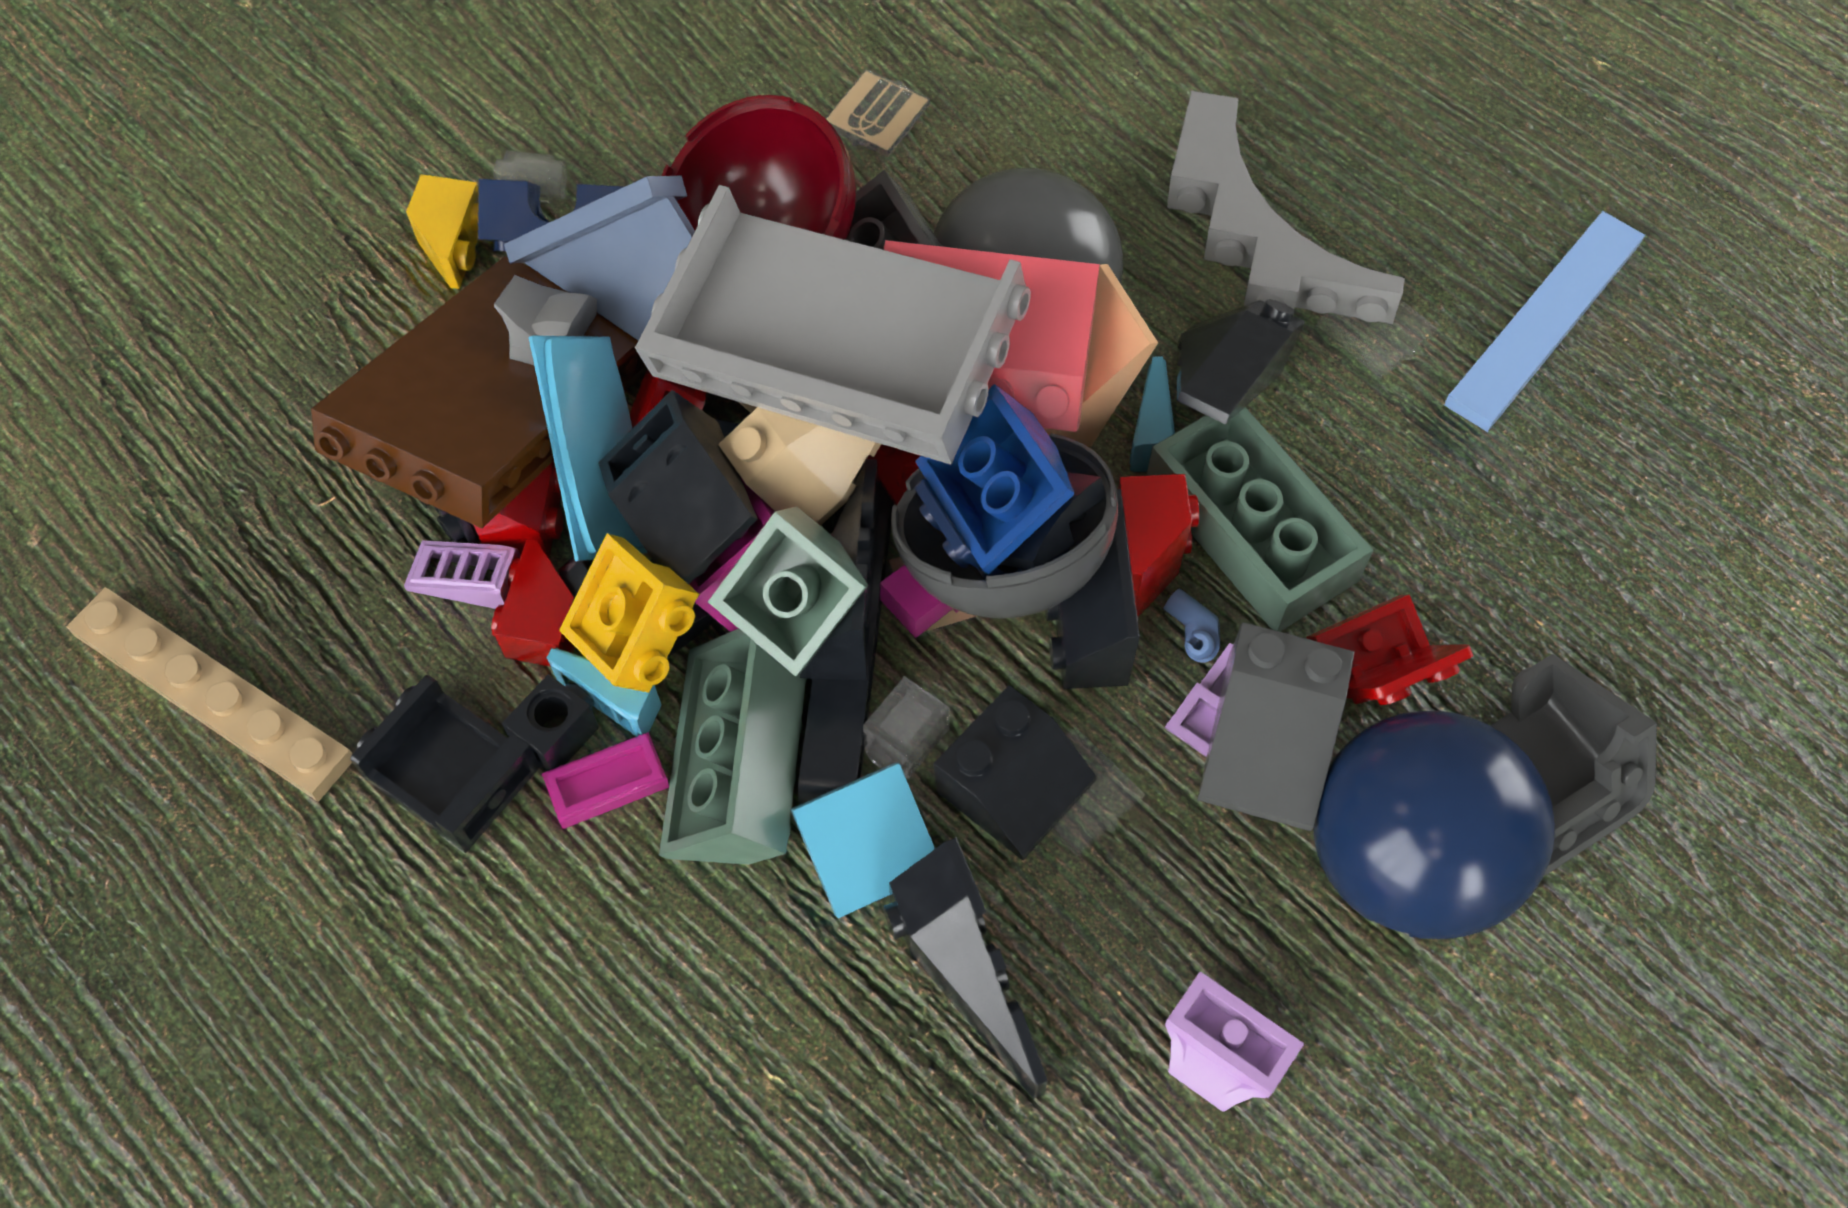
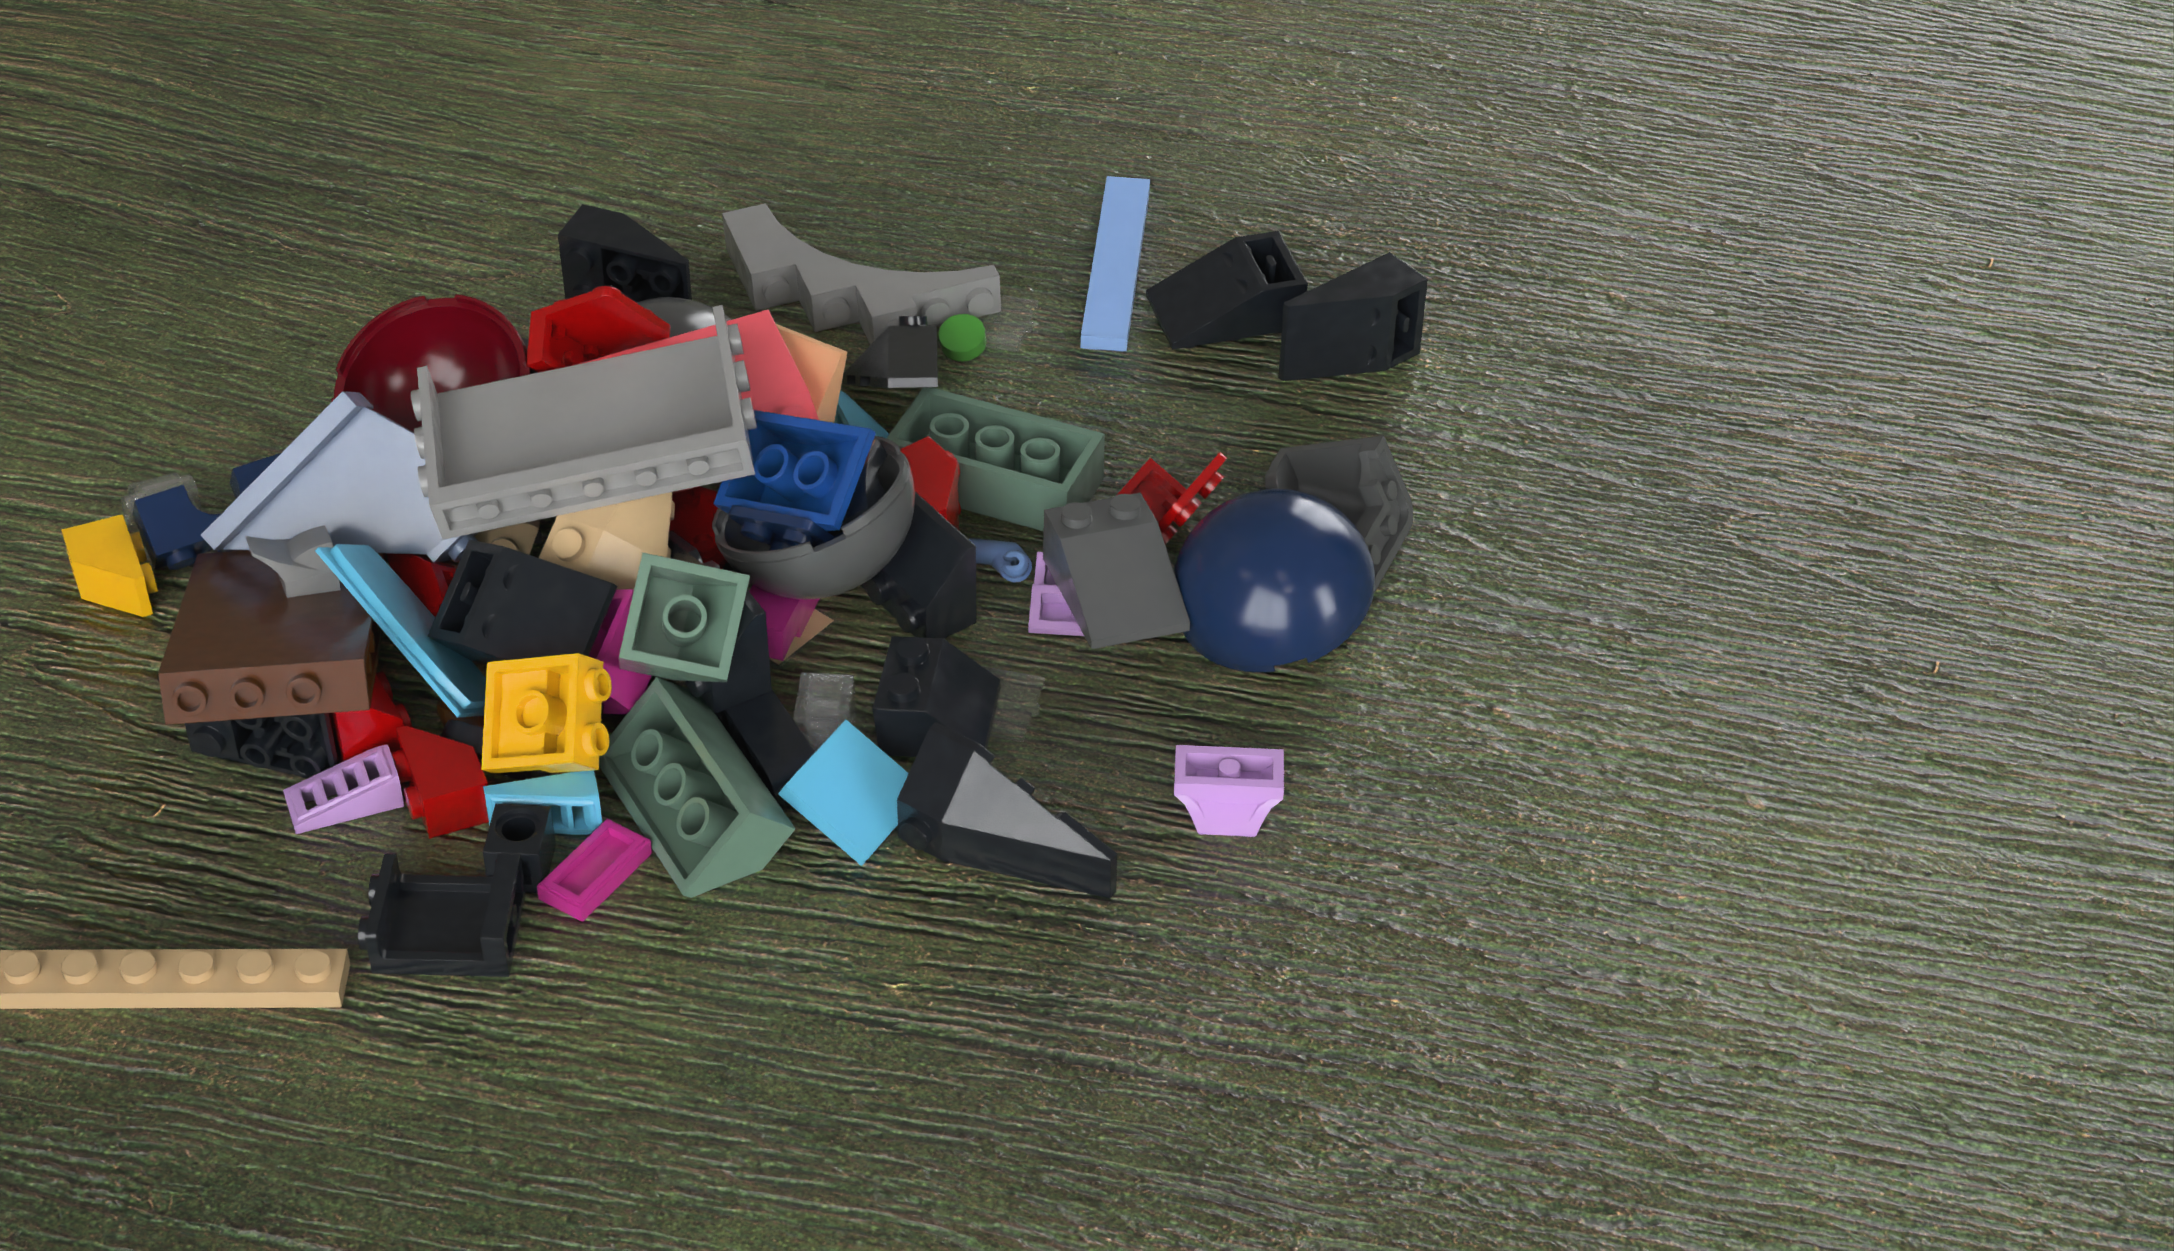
camera: 35 degrees left, 20 degrees down
(904, 211) = (589, 329): none -> red bracket
(1053, 111) = (617, 252): none -> black slope
(1332, 339) = (962, 337): none -> bright green tile
(1633, 424) = (1228, 292): none -> black slope
(1740, 531) = (1354, 322): none -> black slope

